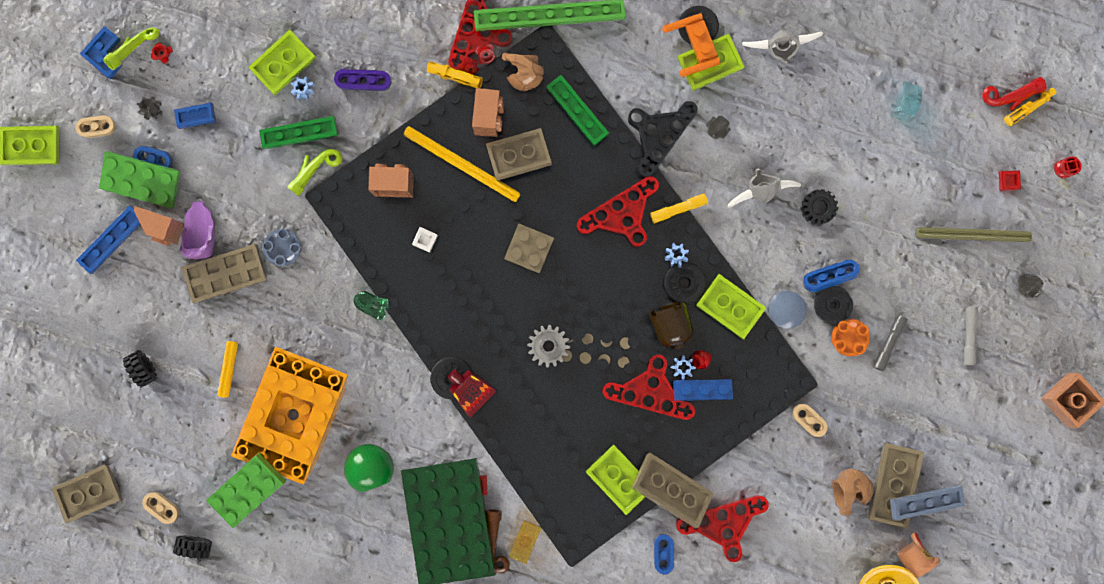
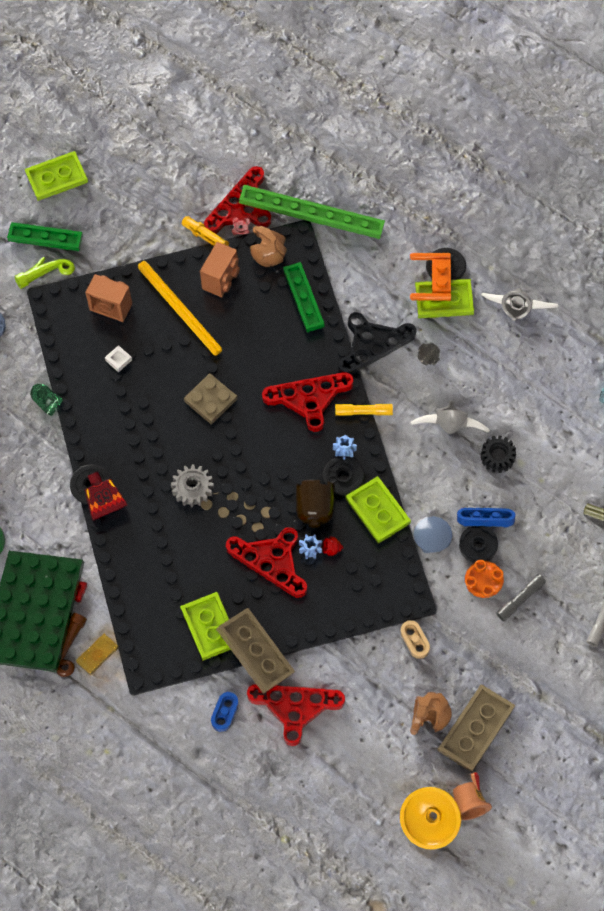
camera: 20 degrees right, 20 degrees down
(307, 88) = (64, 201): light blue gear -> none
(355, 77) = (116, 207): dark purple plate -> none
(469, 63) = (221, 227): red plant -> none
(518, 154) = (234, 315): dark tan plate -> none
(702, 390) = (321, 573): blue plate -> none
(927, 502) = (500, 750): sand blue plate -> none

